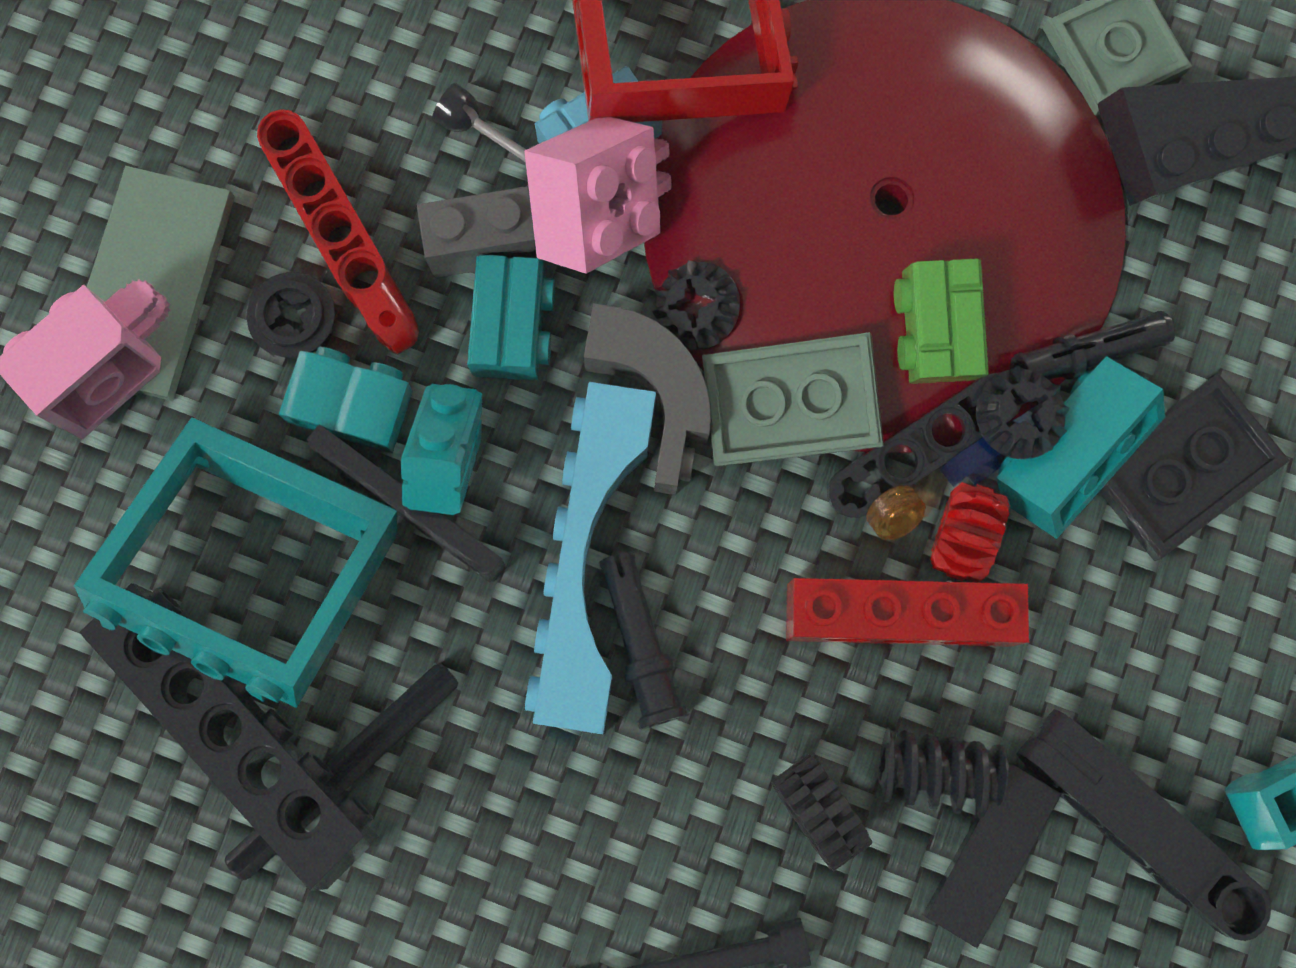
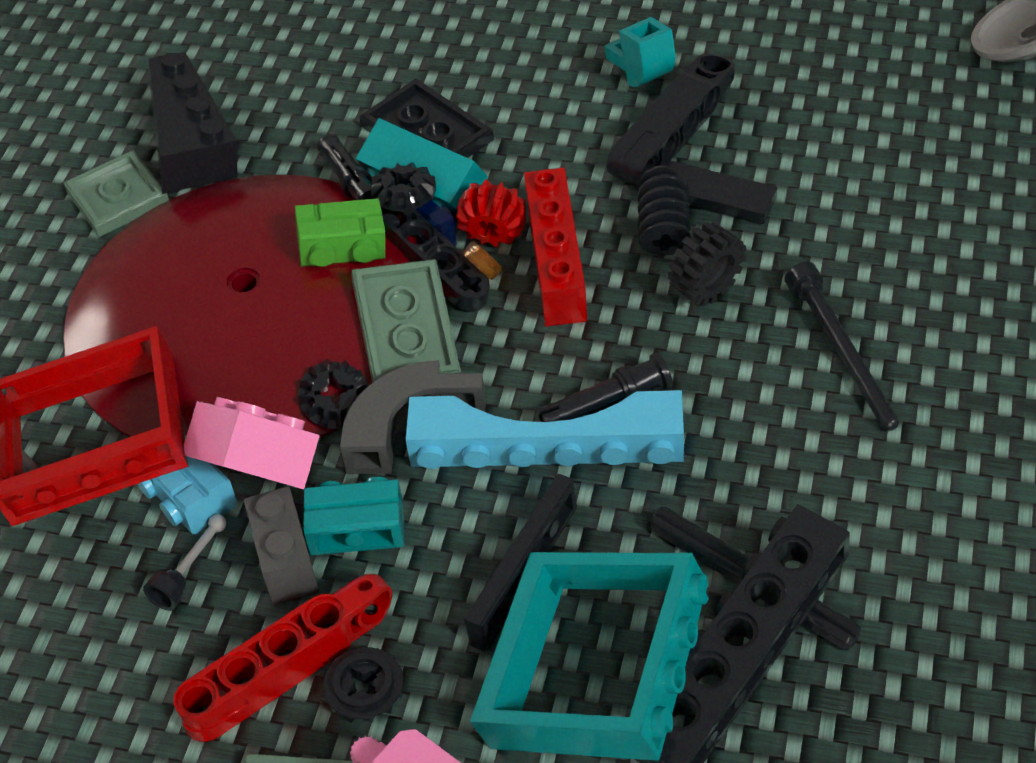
camera: 90 degrees left, 30 degrees down
(347, 399) = (434, 625): teal brick -> none
(442, 449) = (473, 523): teal brick -> none

